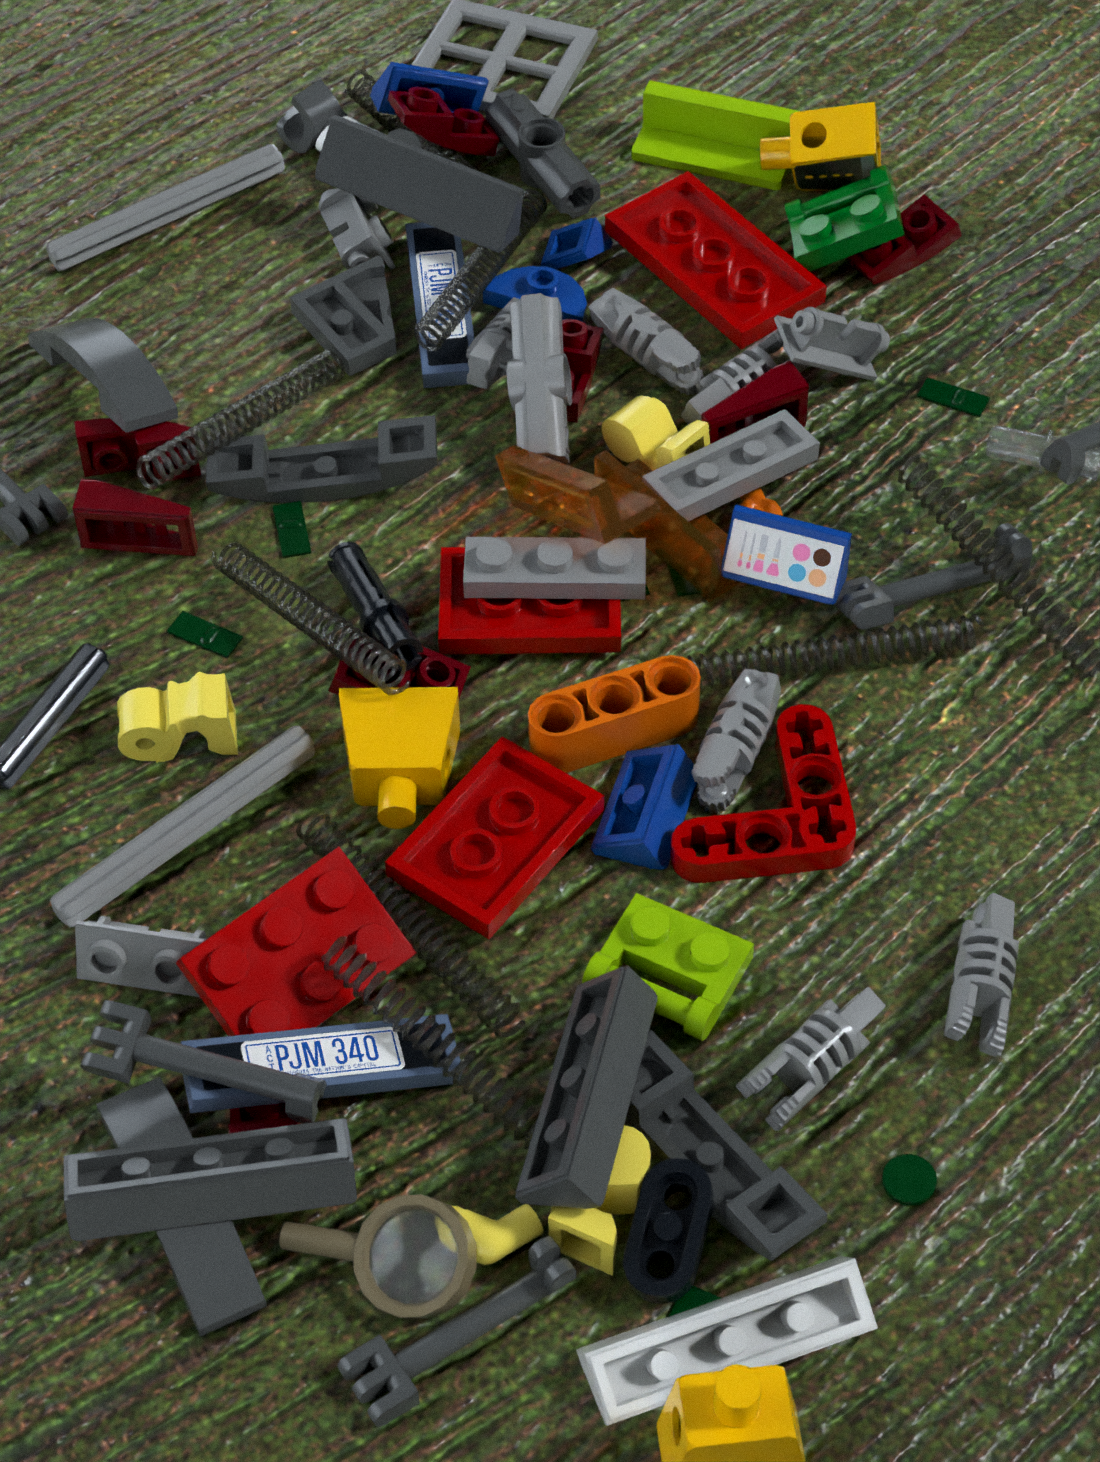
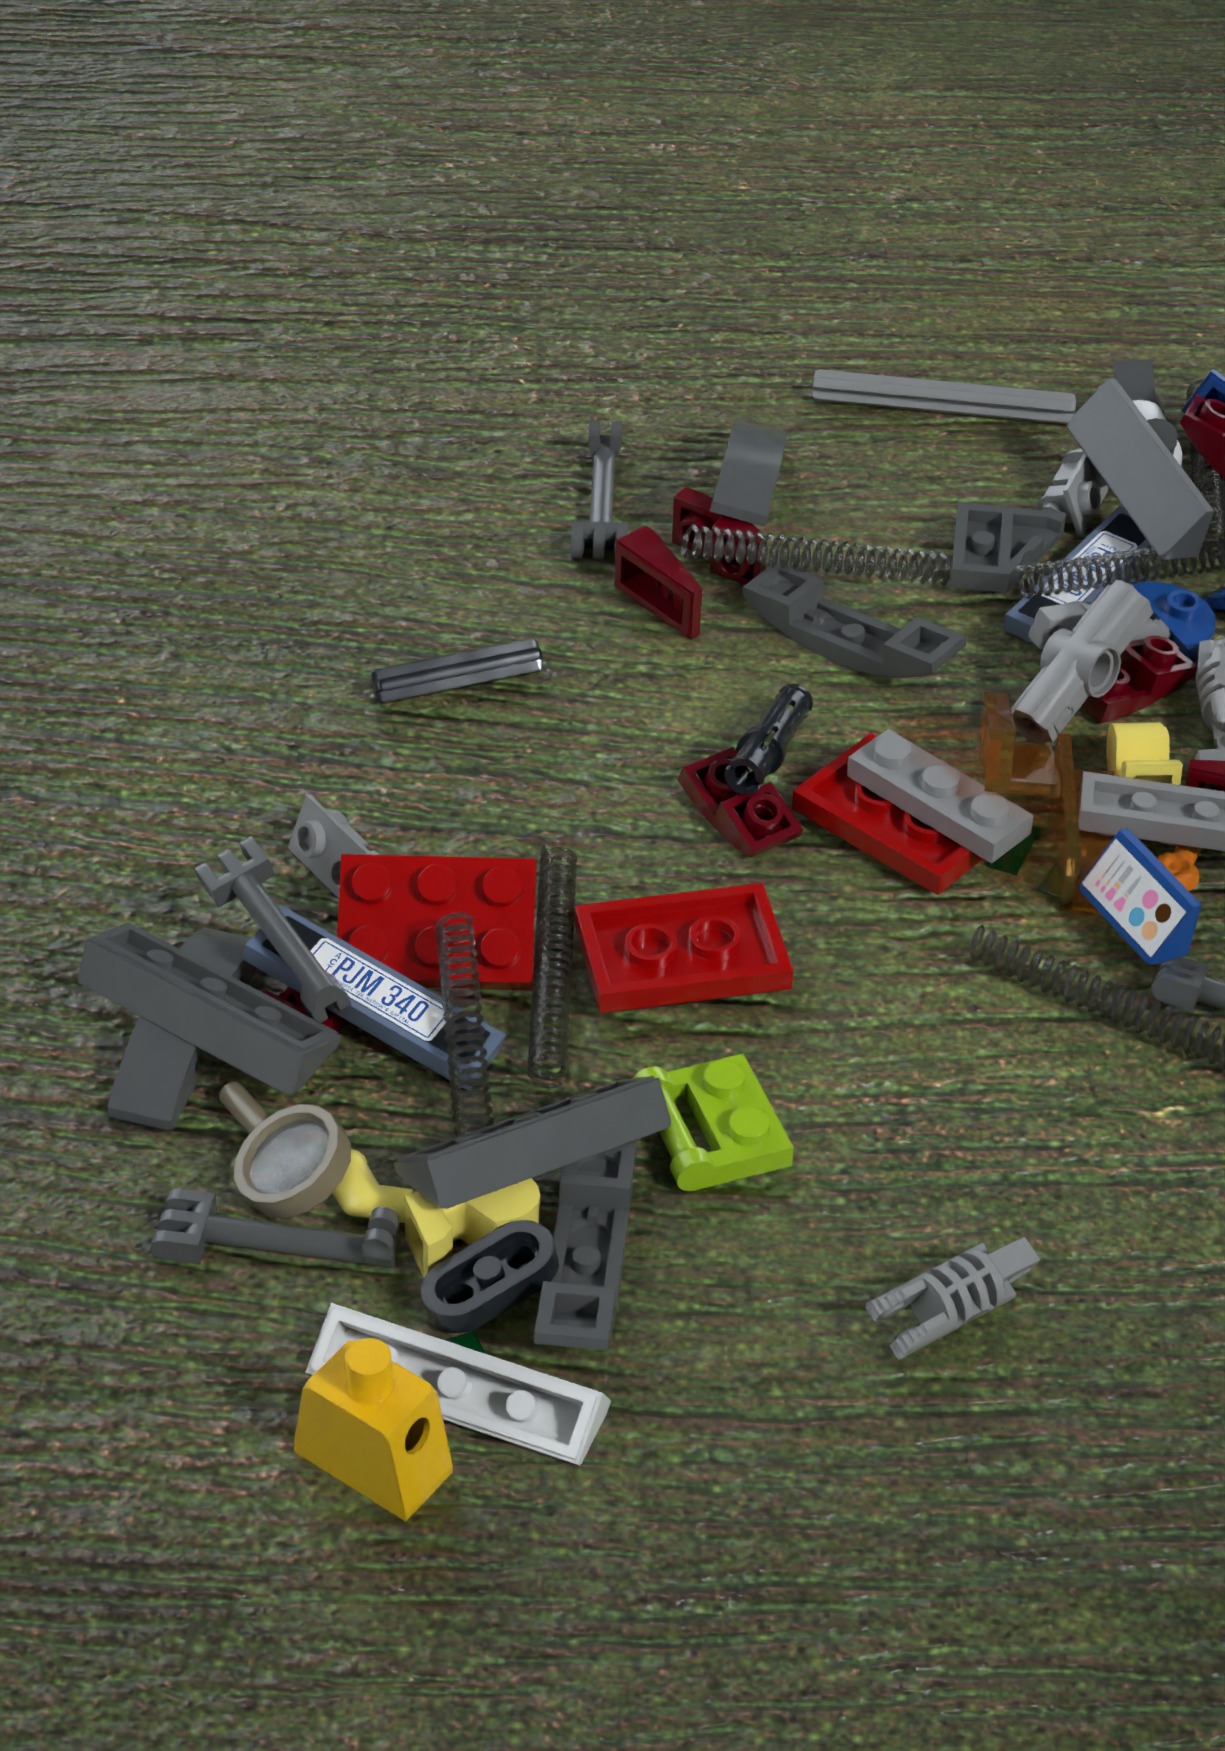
camera: 40 degrees right, 10 degrees down
(157, 720) = (564, 724): light yellow leg -> none
(182, 826) = (472, 798): light grey axle -> none
(204, 634) = (636, 693): dark green piece -> none
(291, 529) = (784, 664): dark green piece -> none
(326, 612) = (709, 716): clear smoke piece -> none
(400, 748) = (679, 841): yellow torso -> none
(615, 713) = (872, 925): orange beam -> none
(646, 807) = (830, 1010): blue slope -> none
(735, 738) = (951, 1004): light grey hinge -> none
(792, 826) = (850, 1069): red beam -> none
(814, 1054) = (747, 1249): light grey hinge -> none
(909, 1179) = (728, 1392): dark green piece -> none

